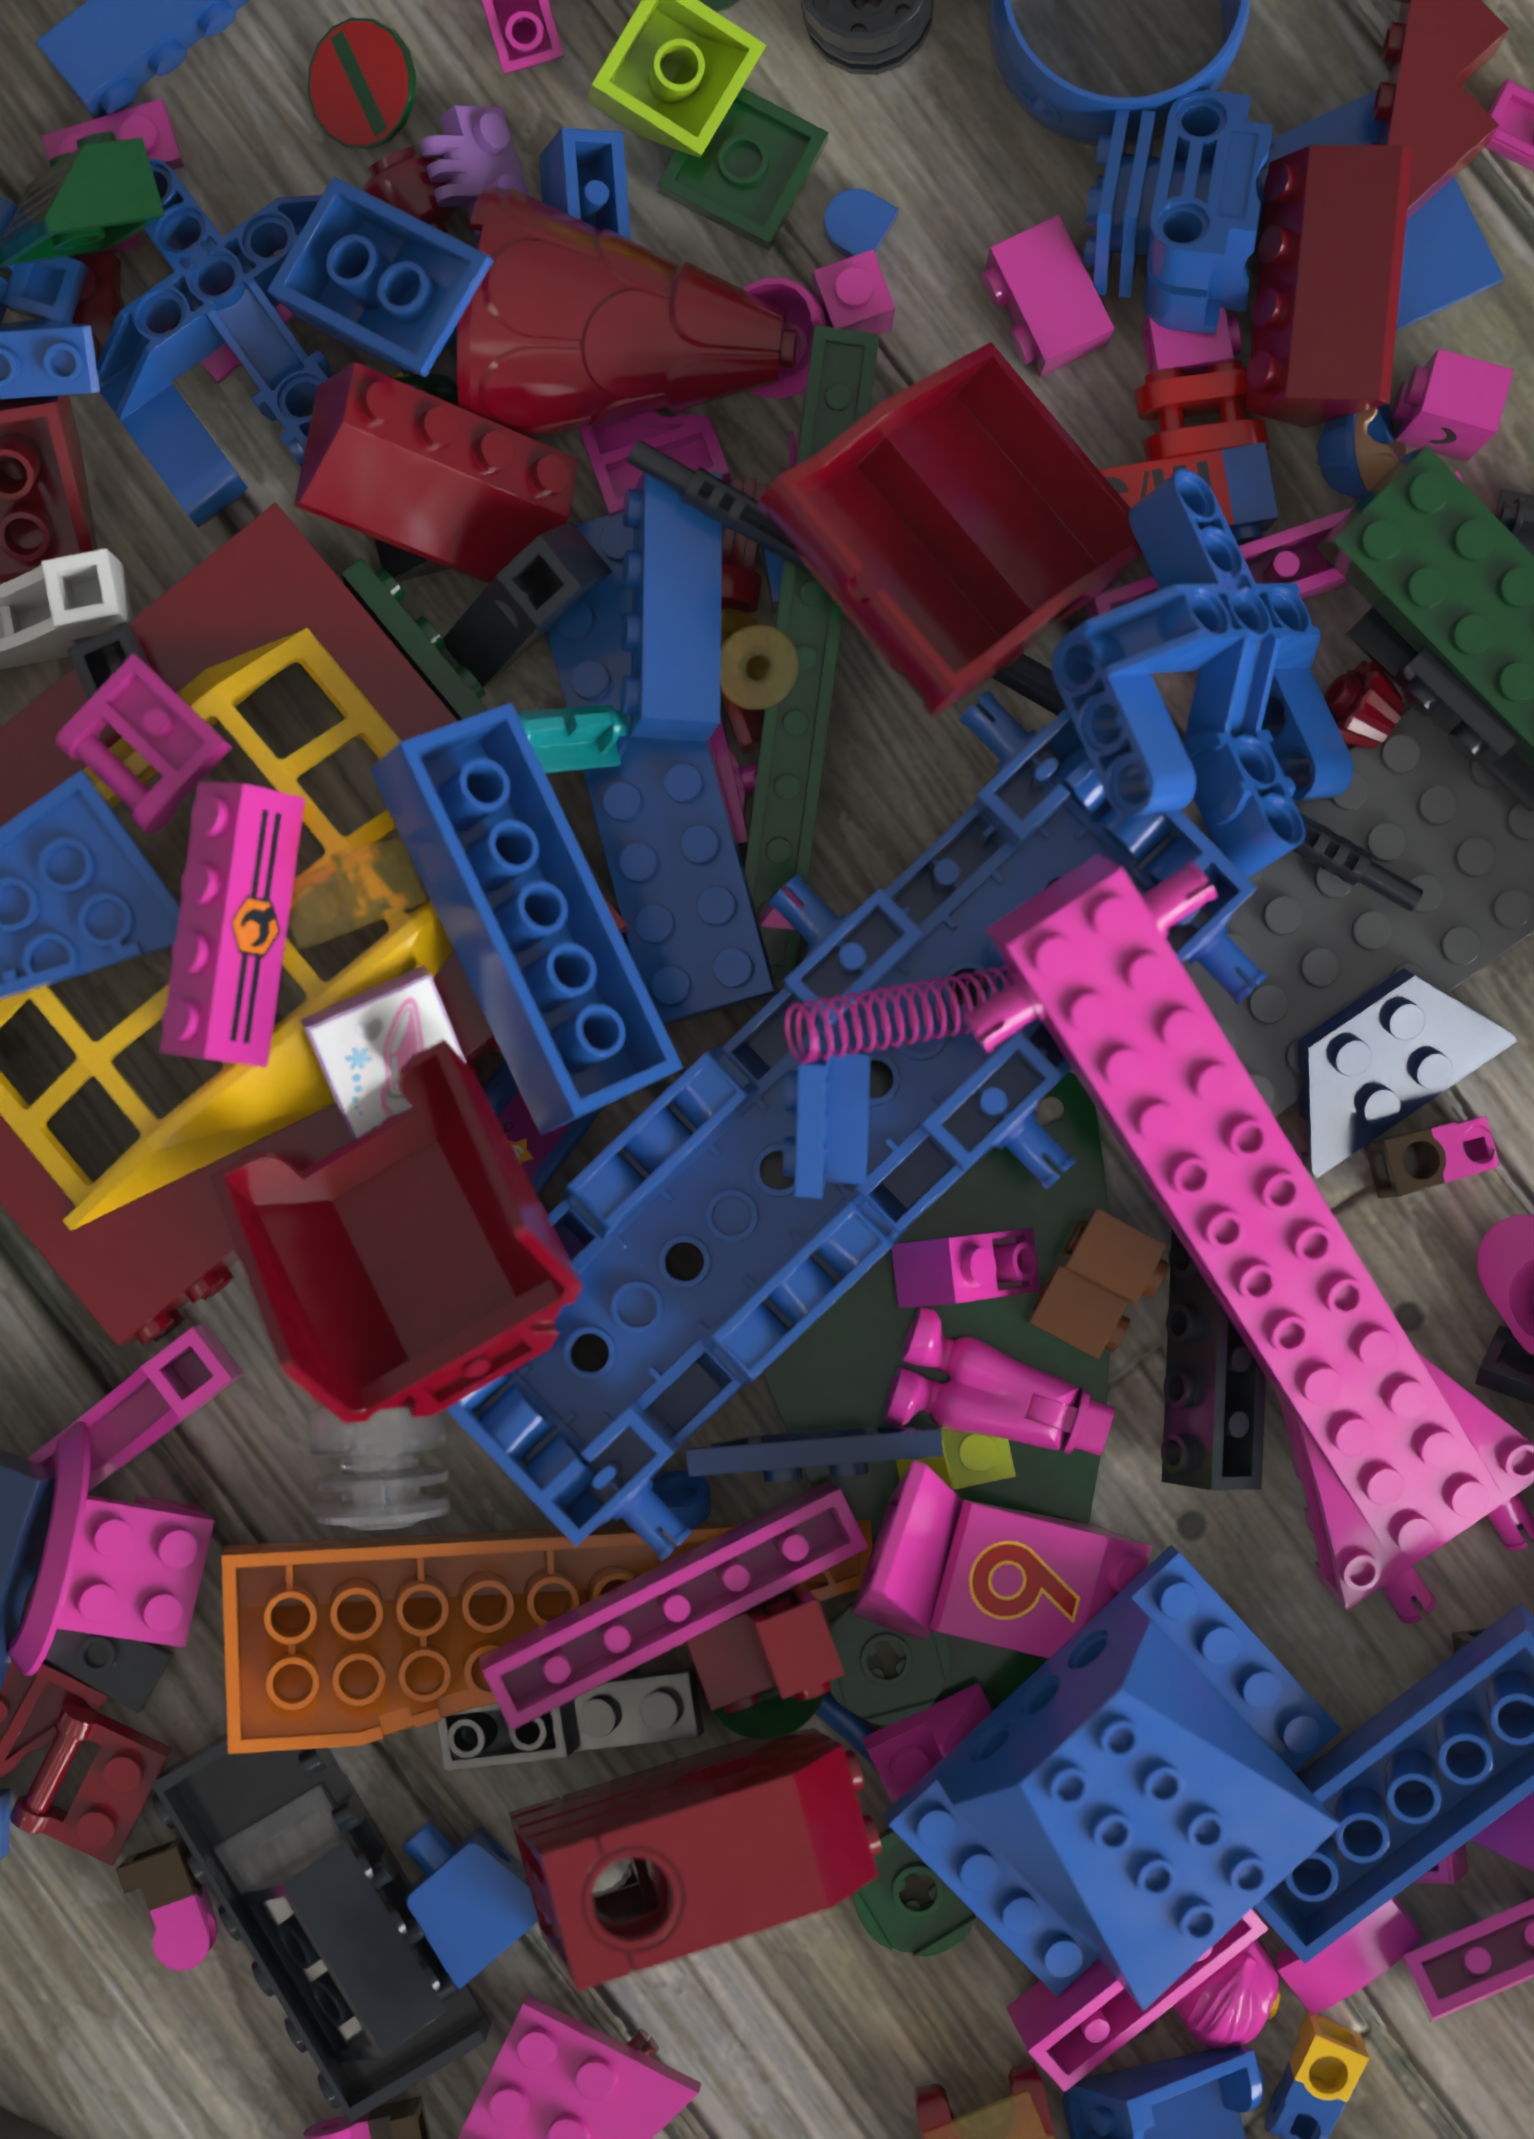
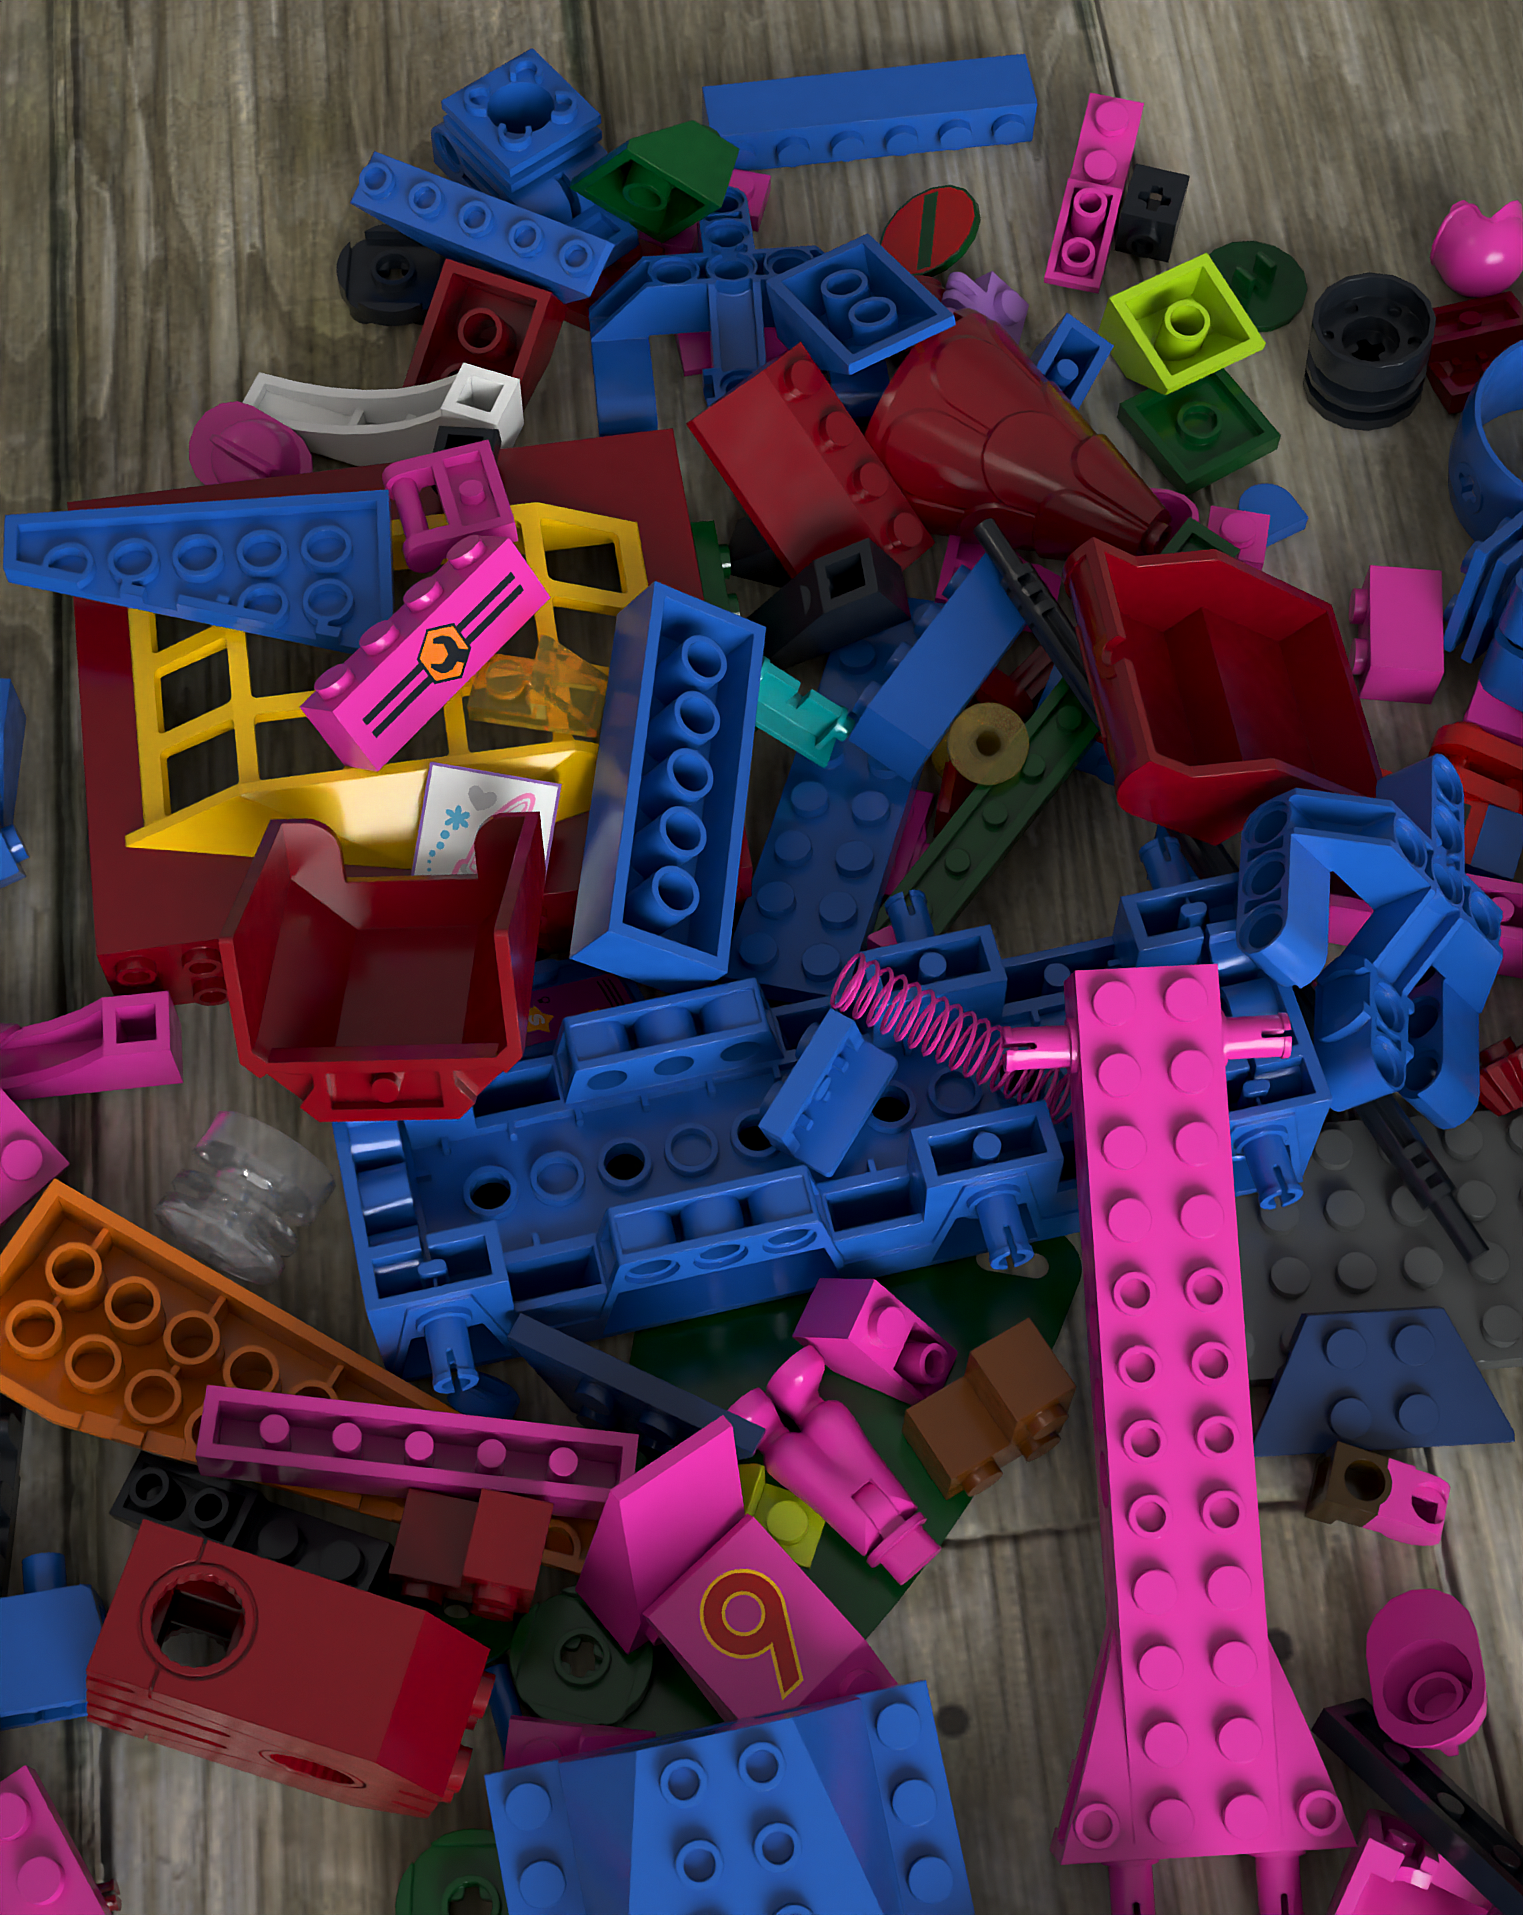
camera: 35 degrees right, 25 degrees down
(1209, 1390) = (1041, 1581): black brick -> none

